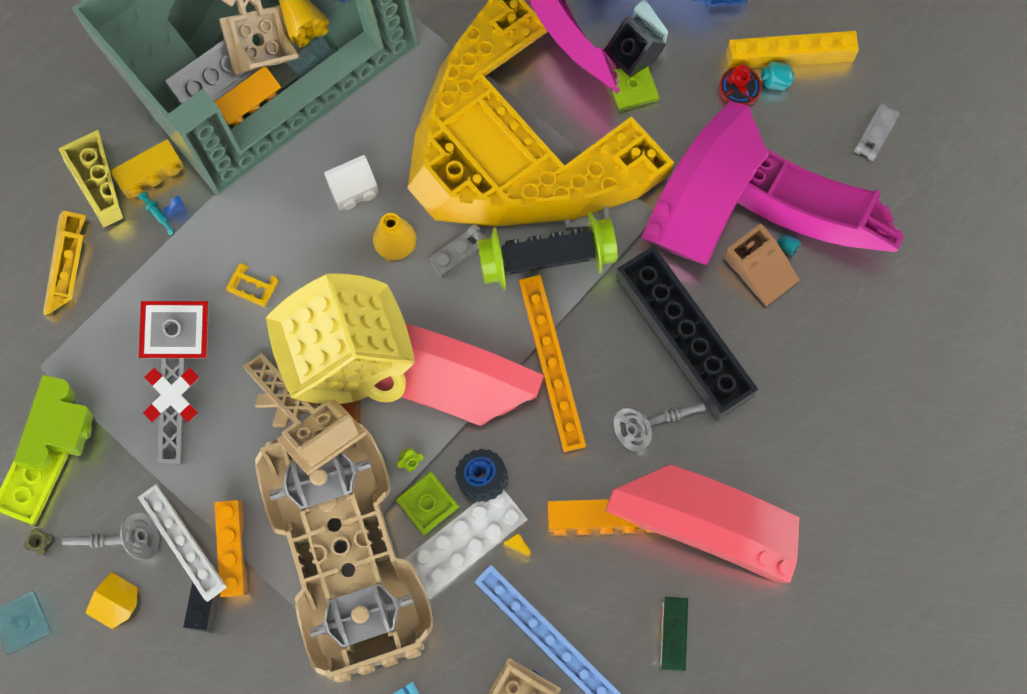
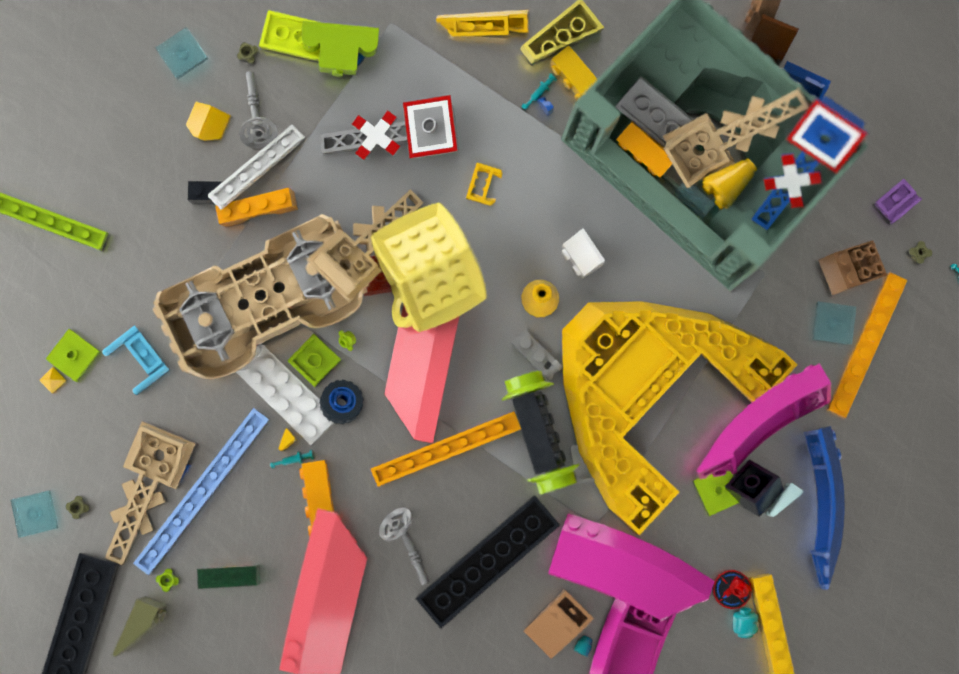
camera: 80 degrees right, 10 degrees up
(542, 543) = (294, 459): none -> teal piece

